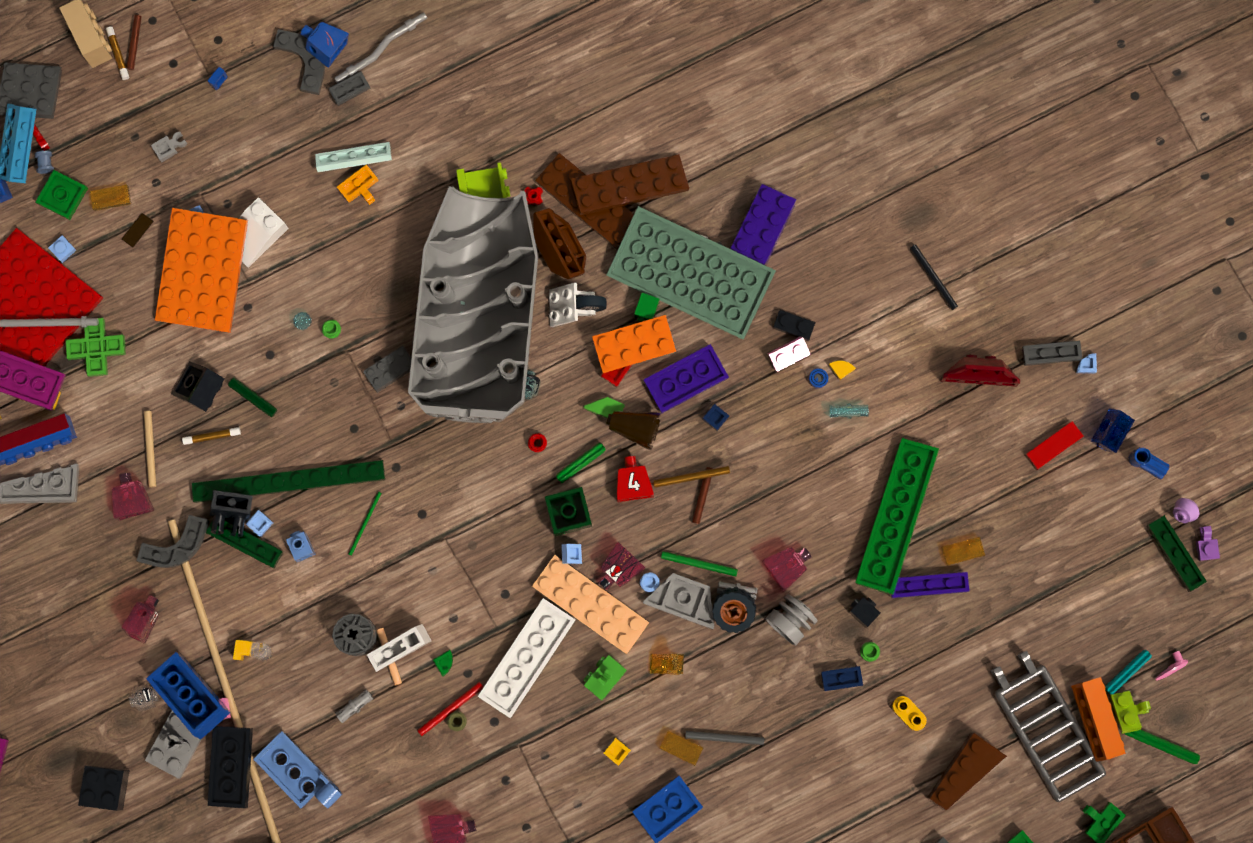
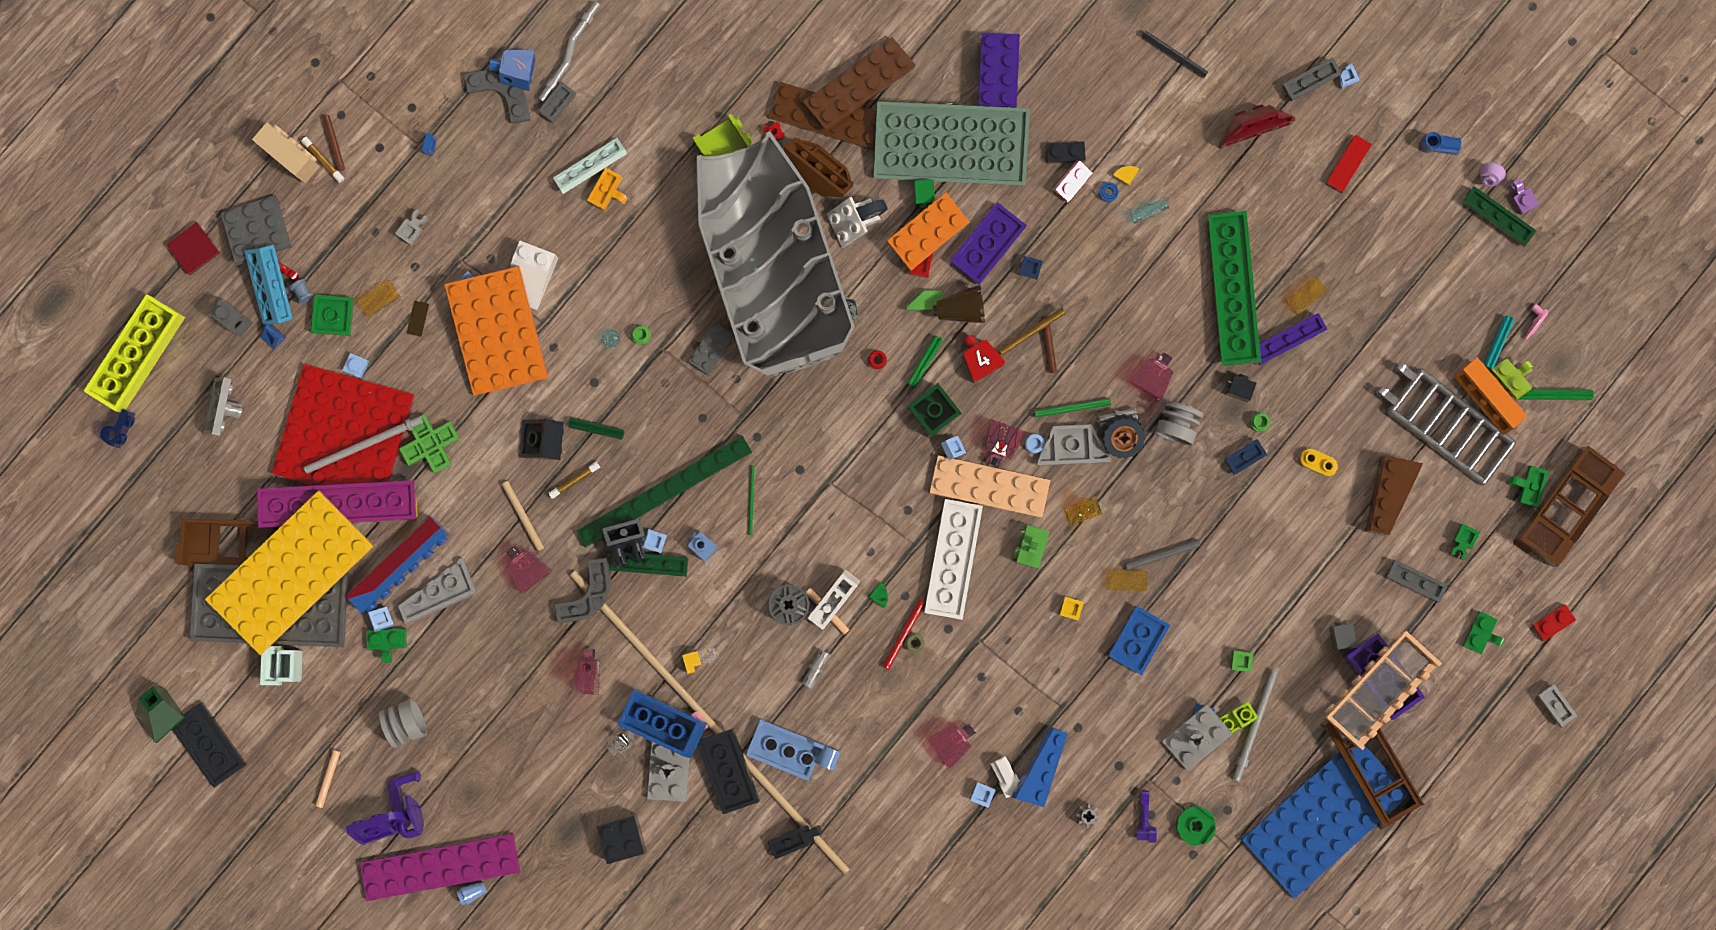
camera: 20 degrees left, 5 degrees up
(1112, 430) = (1396, 128): clear blue brick -> none

